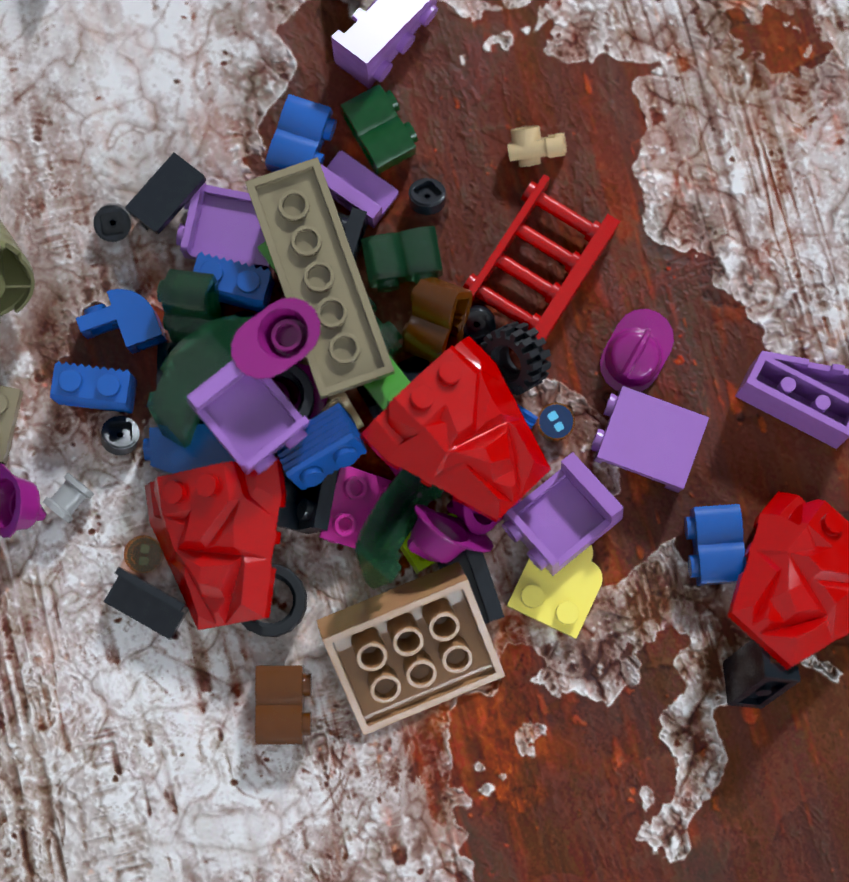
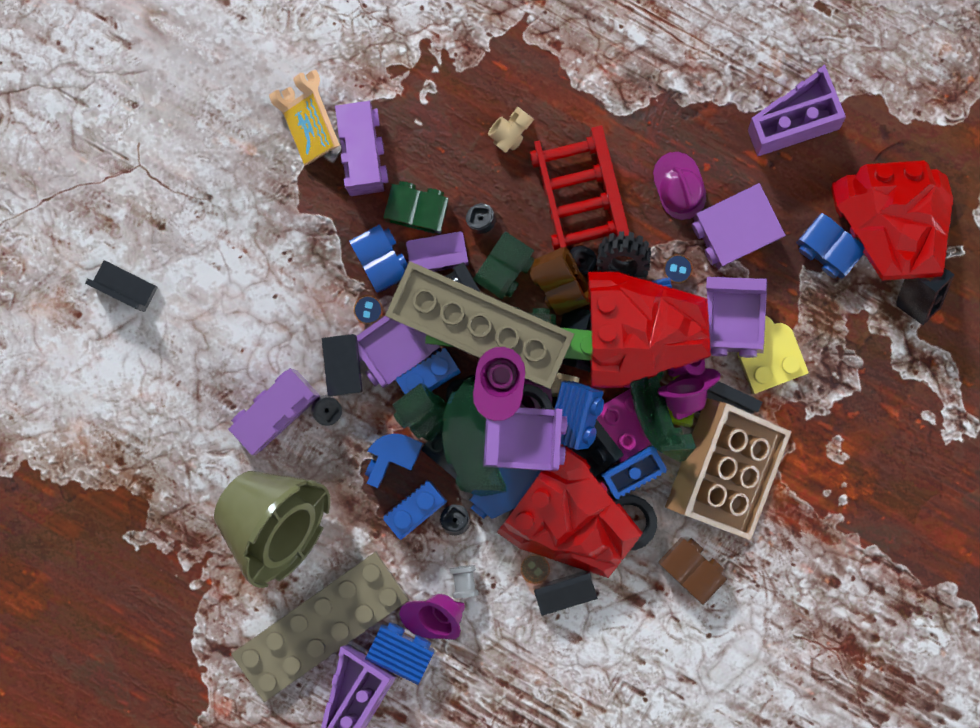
camera: 45 degrees left, 5 degrees up
(66, 173) = (273, 411): none -> medium lavender wedge
(241, 170) = (368, 310): none -> dark blue tile
(319, 557) = (633, 472): none -> blue brick

